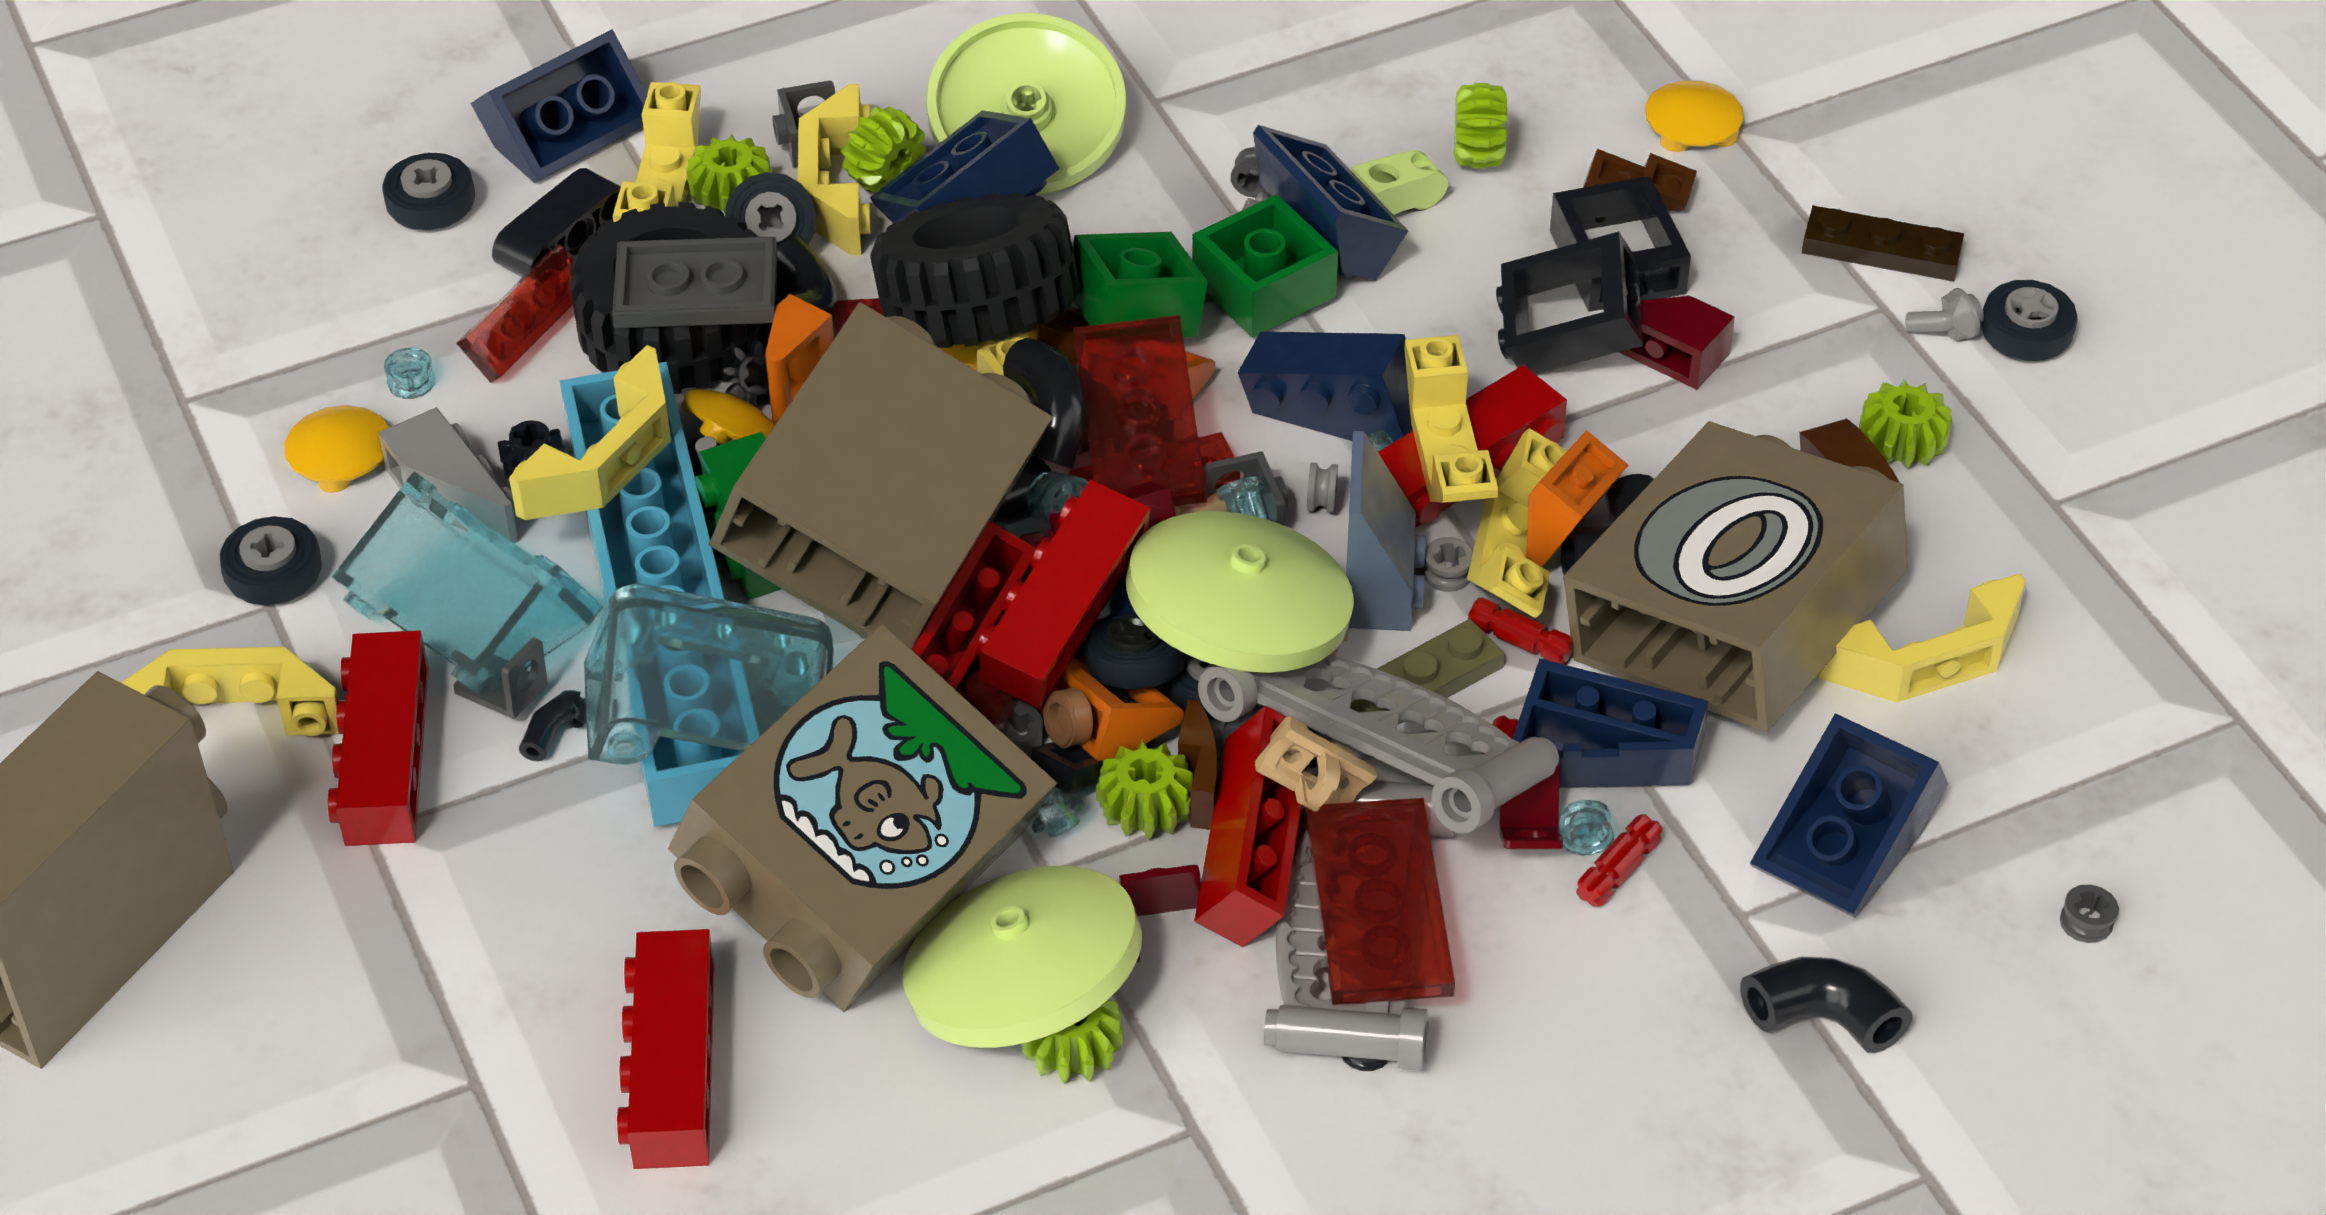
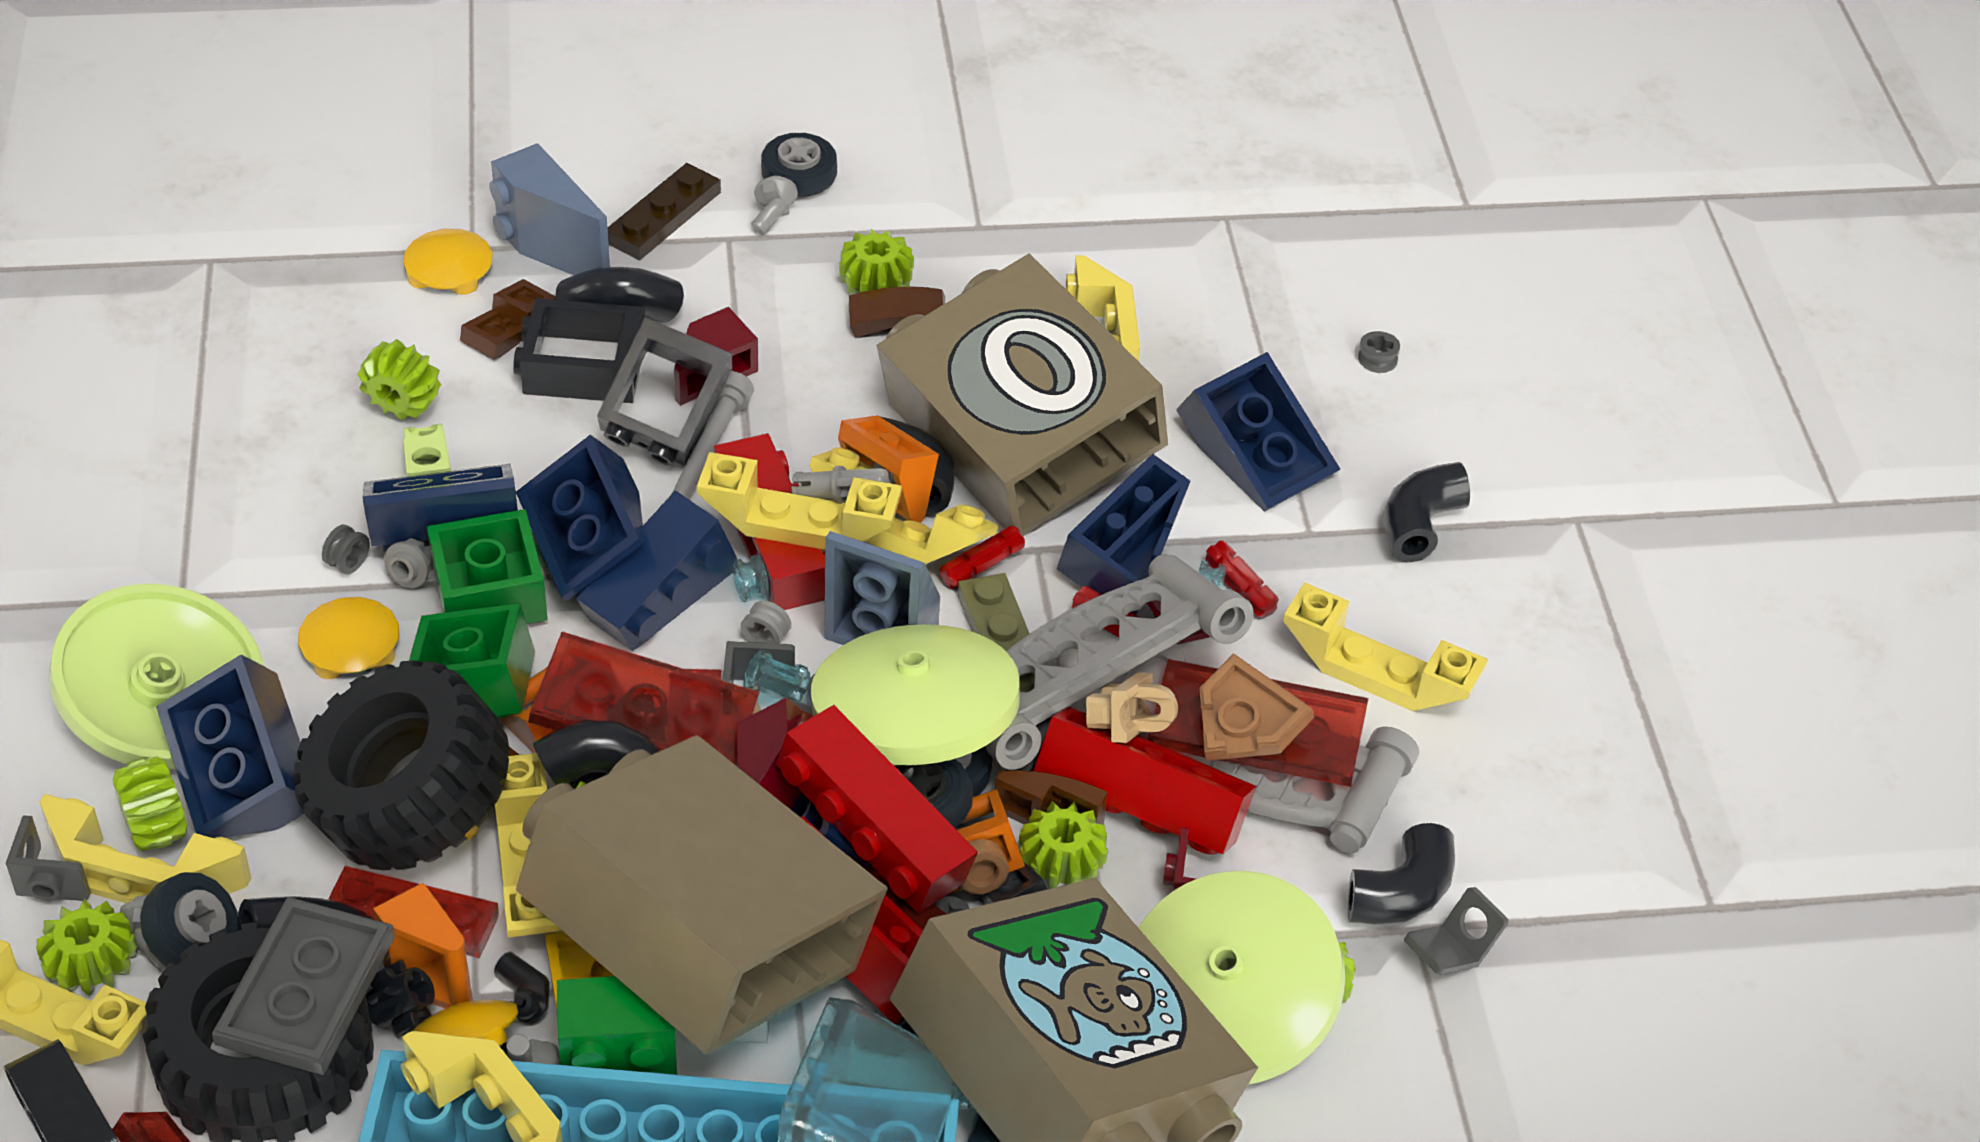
camera: 75 degrees left, 0 degrees up
(1158, 207) = (348, 636): none -> yellow dish
(1166, 1148) = (1450, 946): none -> dark grey bracket
(1231, 1099) = (1412, 886): none -> black cylinder
(1360, 868) = (1248, 713): none -> medium nougat plate
(1369, 292) = (583, 514): none -> dark blue slope
(1503, 455) = (834, 484): none -> light grey axle
(1557, 986) = (1318, 625): none -> light yellow slope
(1628, 371) = (732, 399): none -> light grey piece
(1713, 242) = (628, 287): none -> black cylinder
(1786, 141) = (547, 213): none -> sand blue slope

